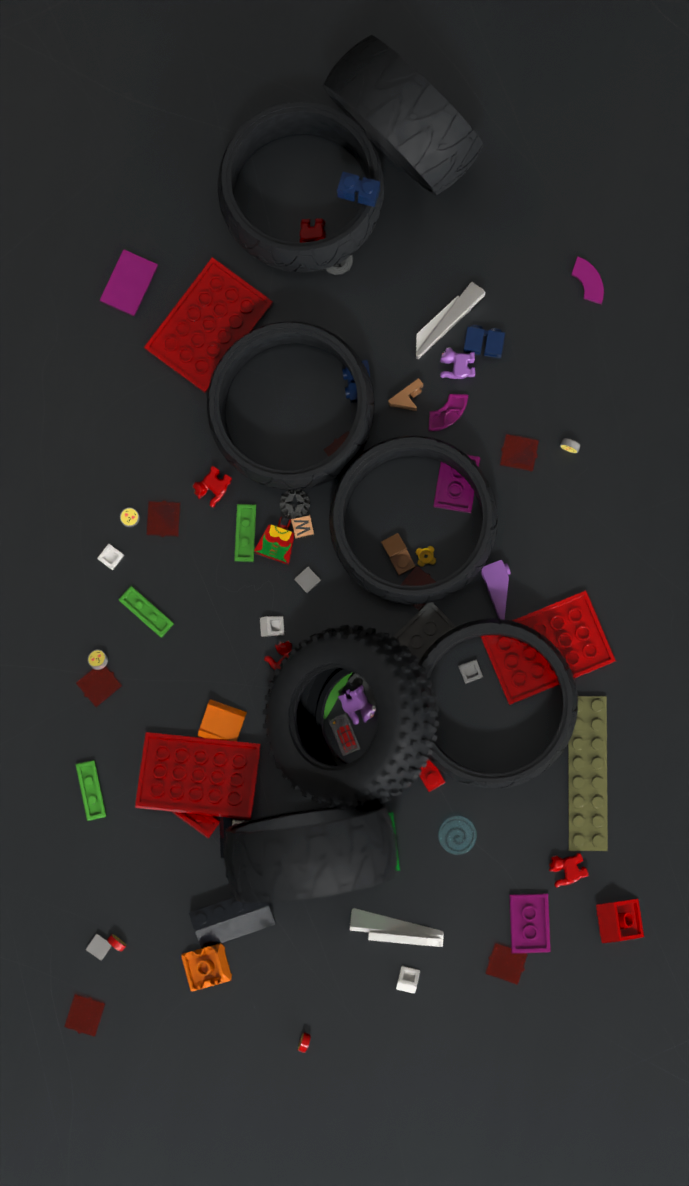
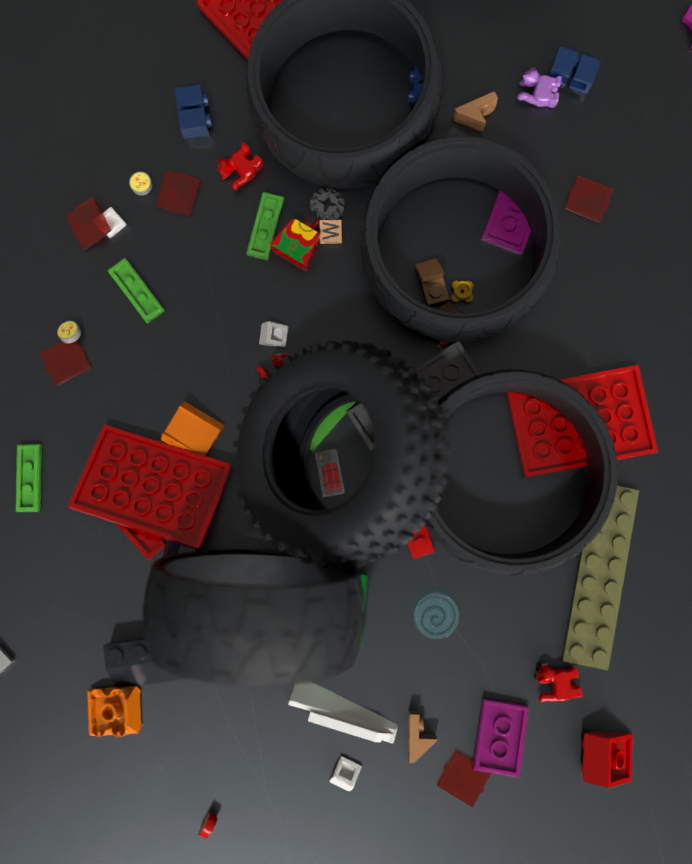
camera: 10 degrees right, 0 degrees up
(93, 562) = (88, 223): none -> clear red piece
(116, 942) = (16, 660): red tile -> none
(165, 454) = (192, 113): none -> dark blue piece
(307, 580) = (324, 291): light grey tile -> none
(354, 701) = (350, 436): medium lavender animal -> none
(447, 318) = (539, 37): white wedge -> none
(448, 413) = (523, 137): magenta tile -> none
(461, 941) = (417, 743): none -> medium nougat slope
(470, 671) = (487, 430): light grey tile -> none
(496, 581) = (537, 336): medium lavender slope -> none
(570, 445) = (648, 201): light grey tile -> none

